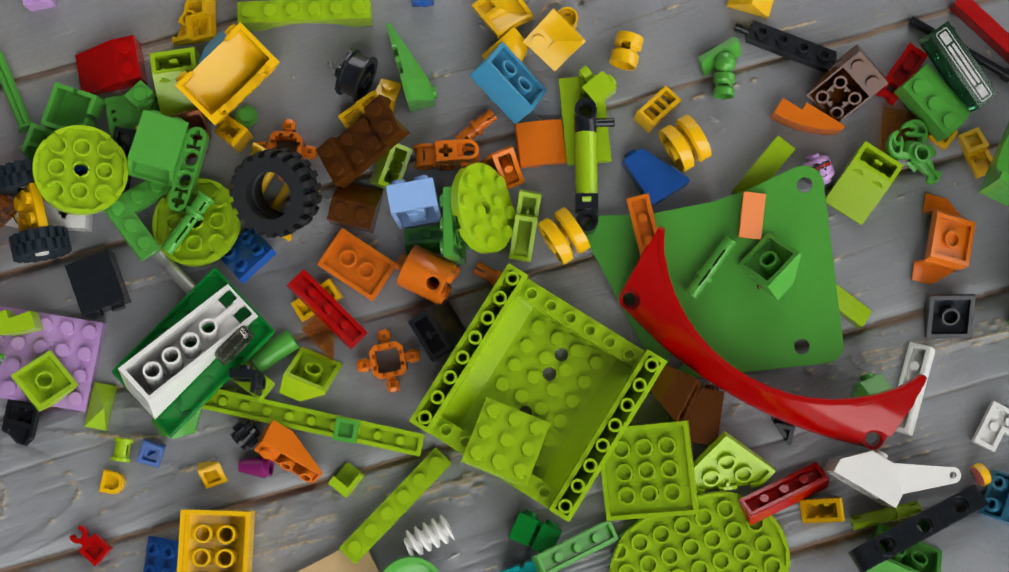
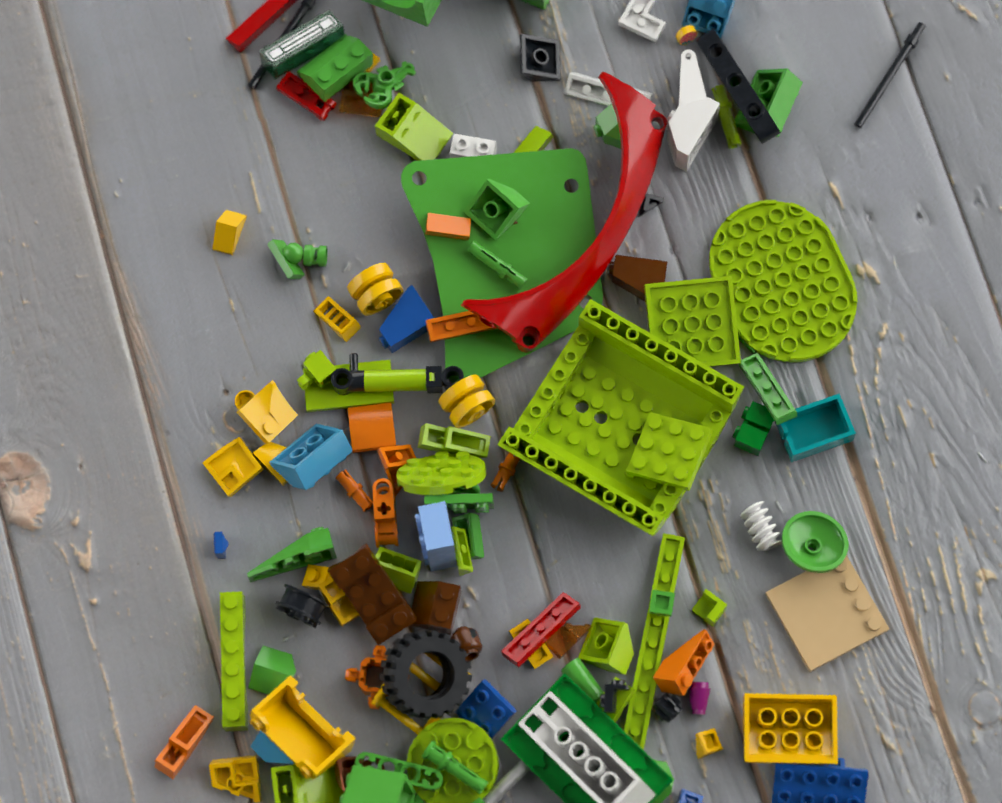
camera: 90 degrees left, 10 degrees down
(234, 134) = (362, 729): yellow slope -> none
(234, 344) = (580, 709): clear smoke beam -> none
(246, 116) = (341, 719): bright green plate -> none
(298, 52) = (271, 670): none -> bright green slope
(316, 236) = (468, 640): none -> reddish brown head
(357, 264) = (494, 603): orange plate -> none
(384, 338) = (588, 554): orange piece -> none
(395, 506) = (733, 560): lime plate -> none
(409, 230) = (462, 551): none -> lime slope
(419, 274) = (505, 531): orange cylinder -> none
(438, 330) = (561, 521): black slope -> none
(625, 54) = (286, 347): yellow wheel -> none
(675, 391) = (618, 295): reddish brown slope -> none
(730, 465) = (685, 250): lime plate -> none
(766, 165) = (397, 218): lime slope -> none
(783, 493) = (709, 204): red slope -> none
(788, 46) = (276, 195): black plate -> none
(807, 119) = (349, 182): orange slope -> none
(822, 165) = (394, 169): lavender head -> none
(822, 510) = (723, 170): yellow slope -> none
(842, 241) = (471, 146): none -> white brick
(847, 84) = (317, 142): reddish brown slope -> none
(947, 244) = (468, 56): orange piece -> none
(975, 151) = (384, 31): yellow slope -> none

